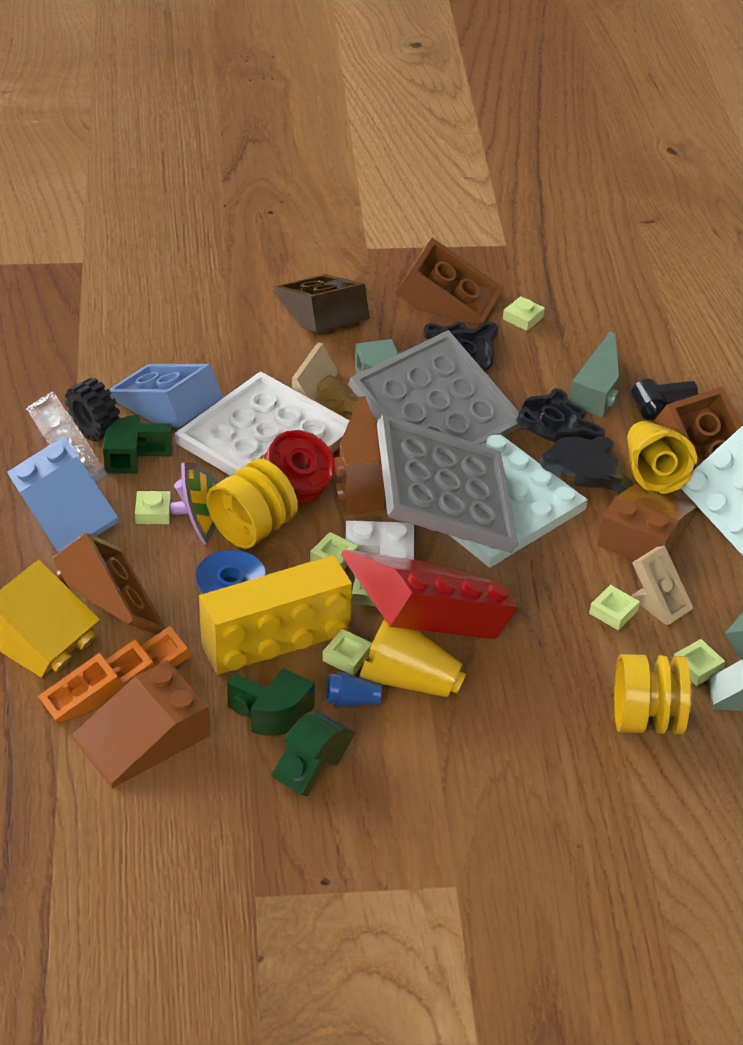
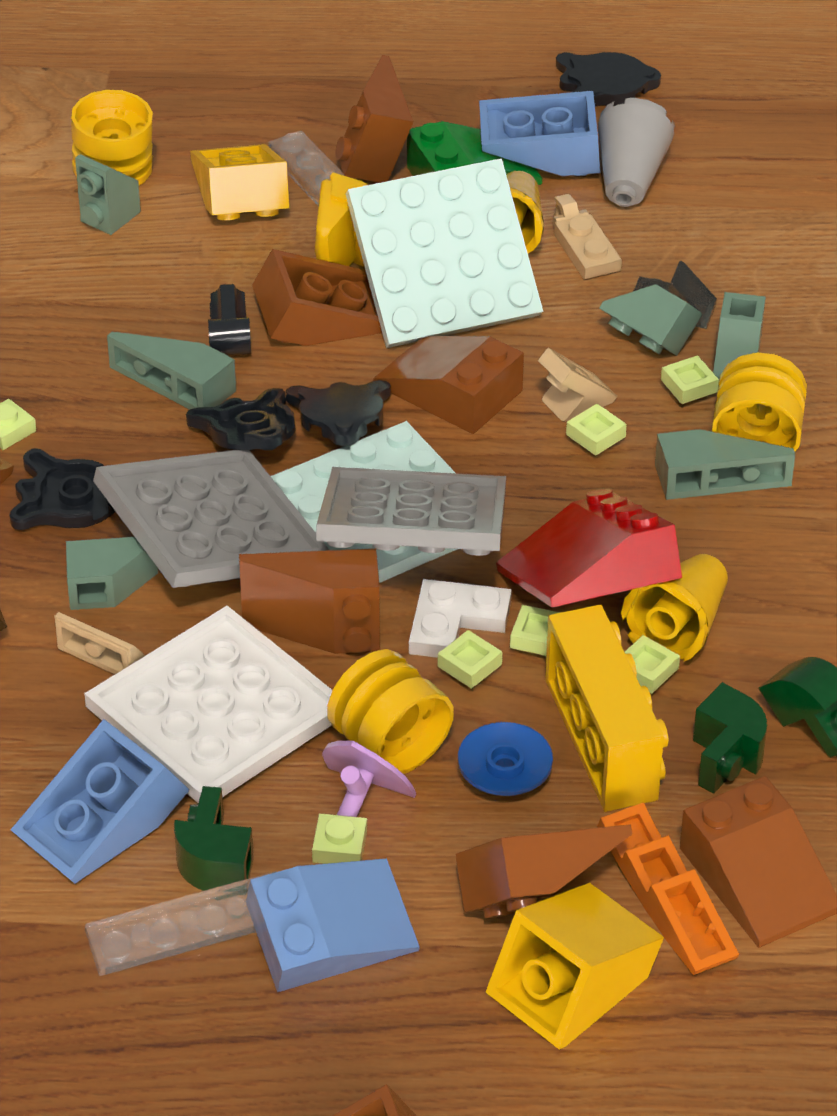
camera: 80 degrees left, 0 degrees up
(91, 408) = (144, 872): black tyre -> none
(304, 461) = (318, 655): red wheel -> none
(336, 396) = (148, 625): clear yellow plate -> none
(350, 691) = (712, 667): blue cone -> none
(588, 671) = (716, 463): none -> sand green slope
(660, 457) = (352, 338): yellow cone -> none

